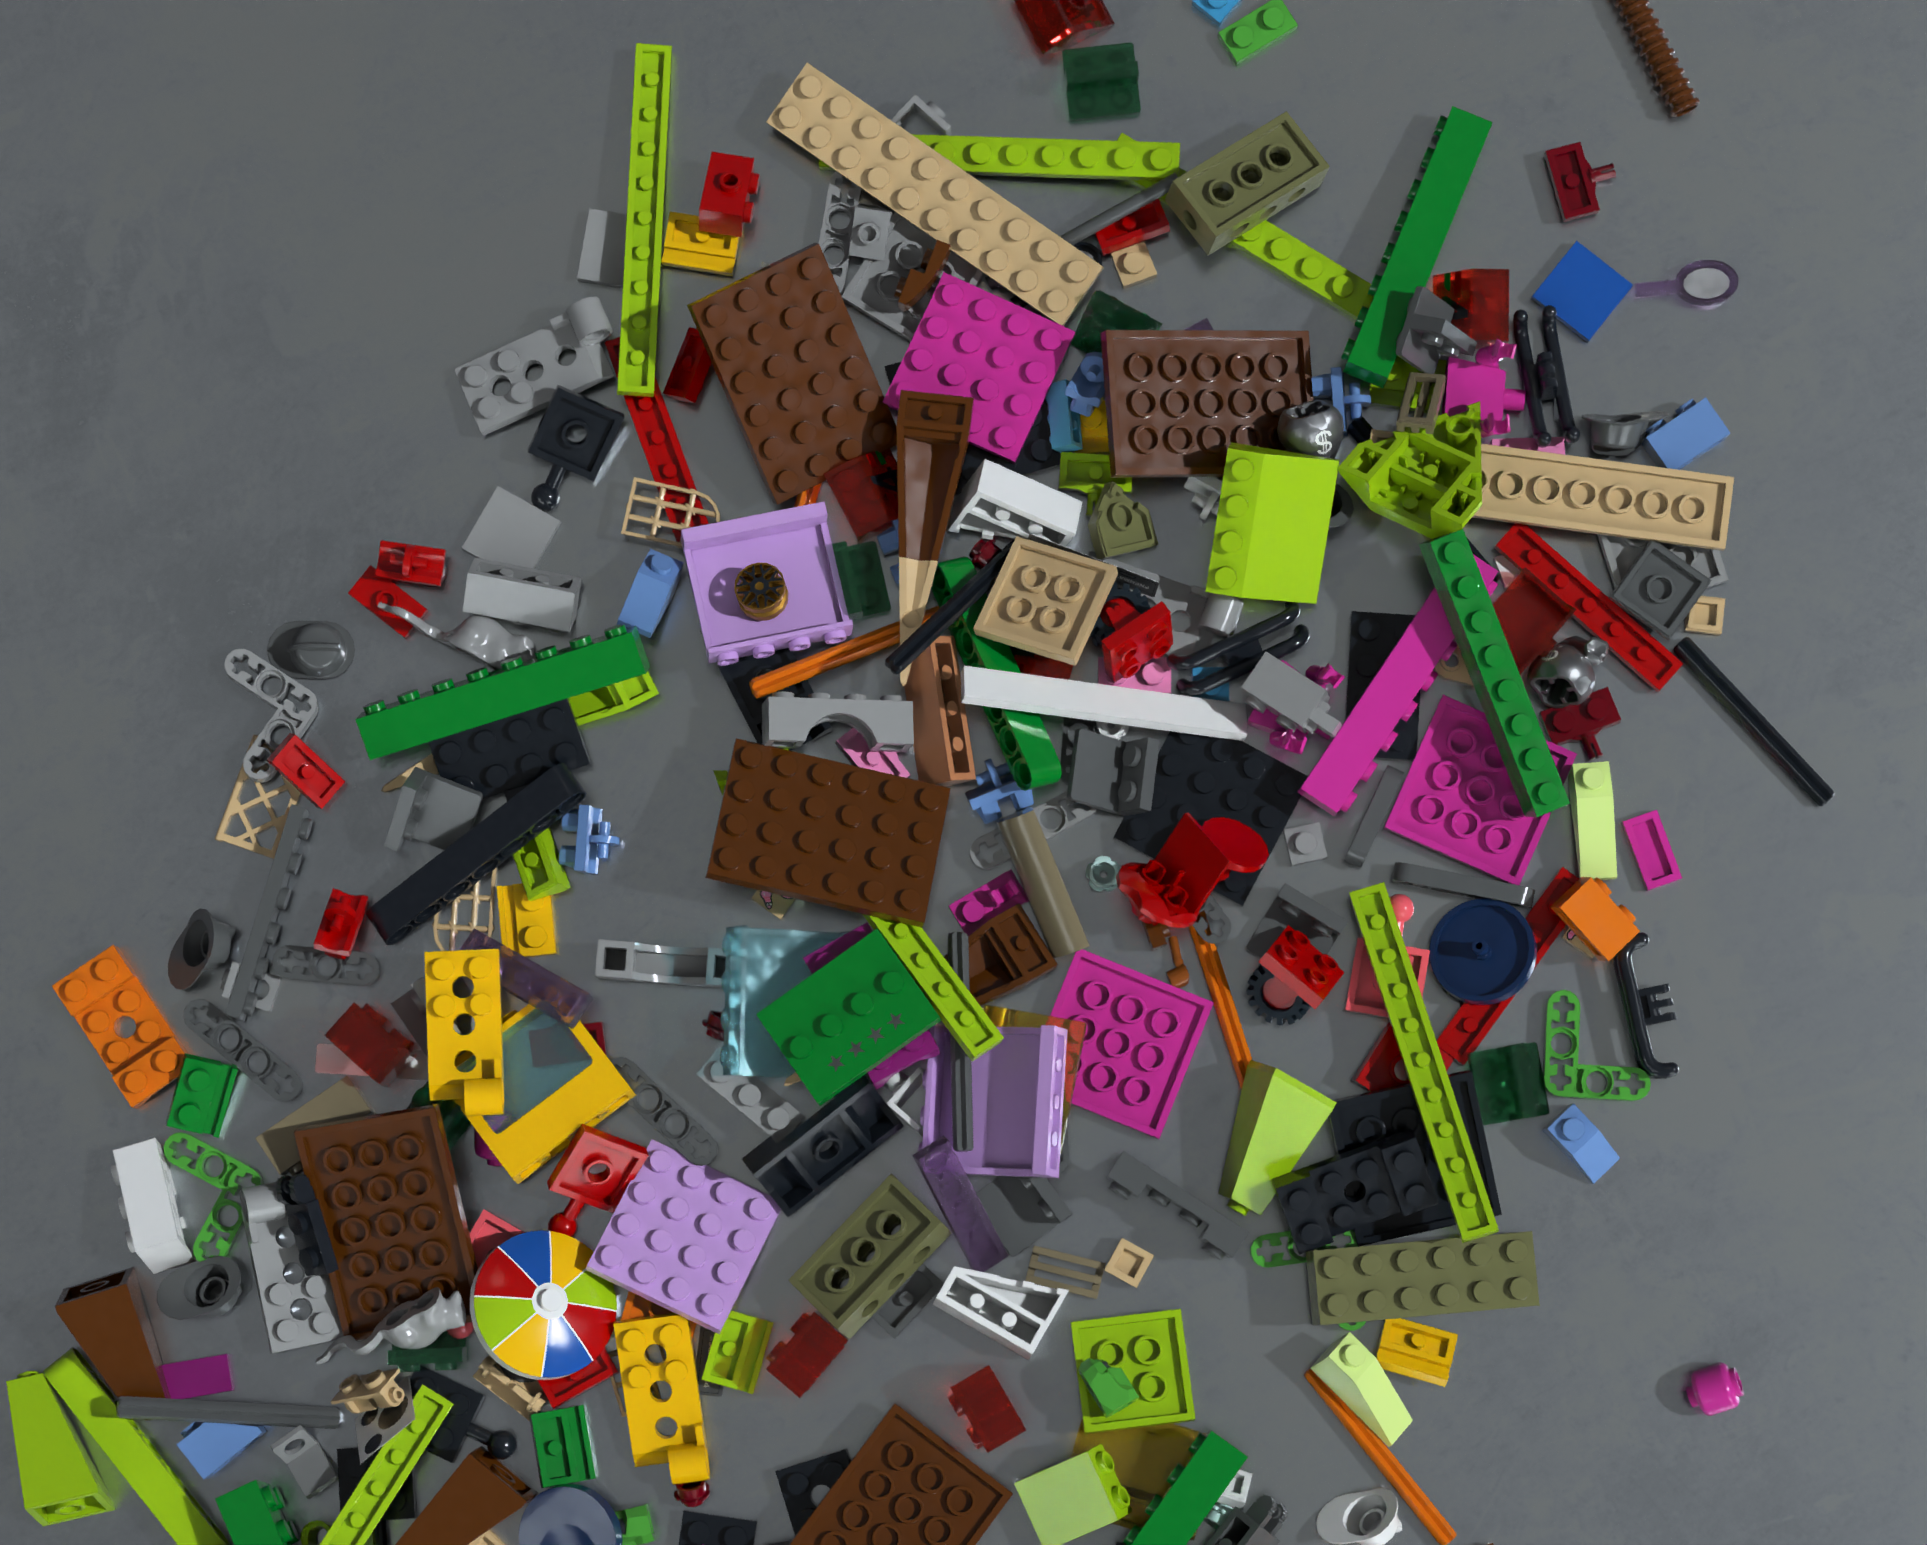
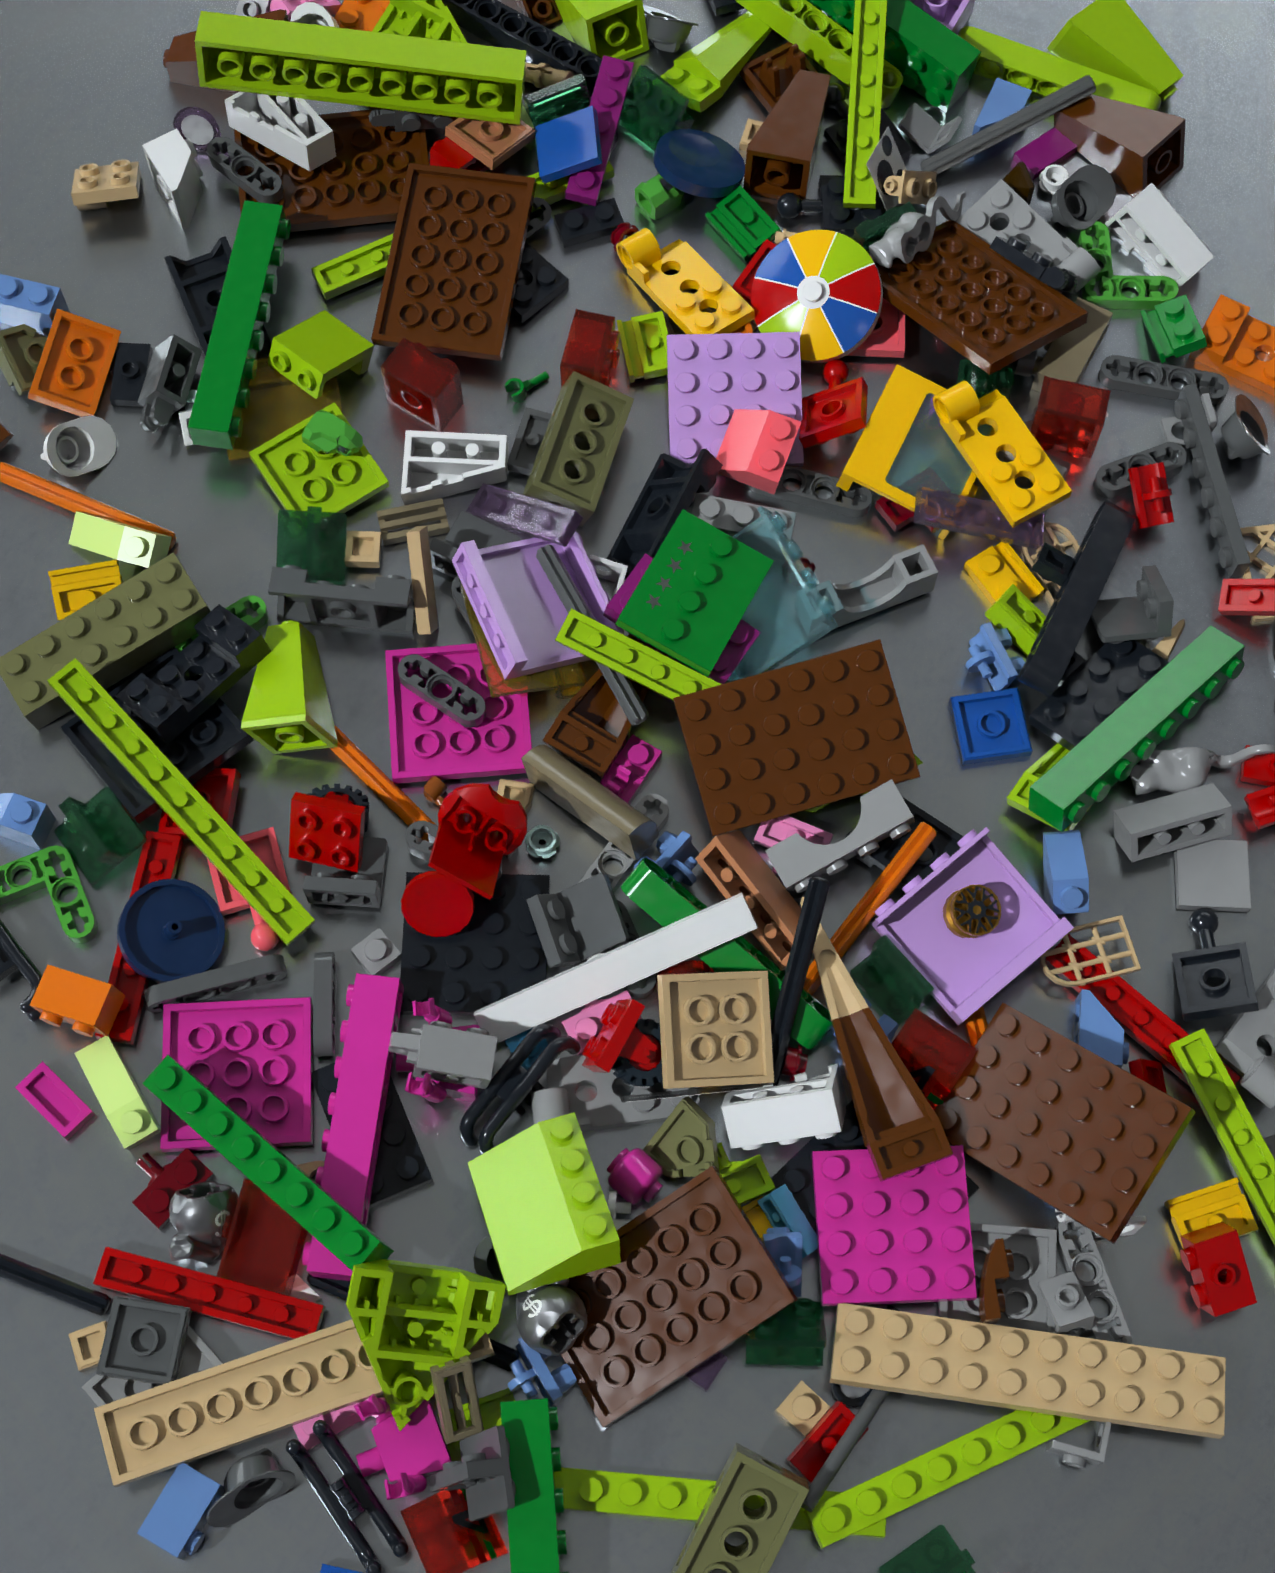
camera: 150 degrees right, 15 degrees down
(201, 1334) = (1052, 173): none -> white plate
(251, 1347) = (1021, 182): none -> dark brown slope
(476, 903) = (1052, 564): none -> black plate
(627, 778) = (990, 726): none -> blue tile
(696, 1163) = (757, 447): none -> coral slope
(708, 438) = (1098, 1030): none -> medium blue slope
(877, 1371) = (515, 383): none -> green hand
(1092, 1183) = (422, 580): none -> tan tile
(1107, 932) = (517, 791): none -> tan tile
(1121, 1035) = (468, 696): none -> dark grey beam
(1176, 522) = (635, 1176): none -> dark pink head
(1179, 1286) = (313, 542): none -> clear green bracket

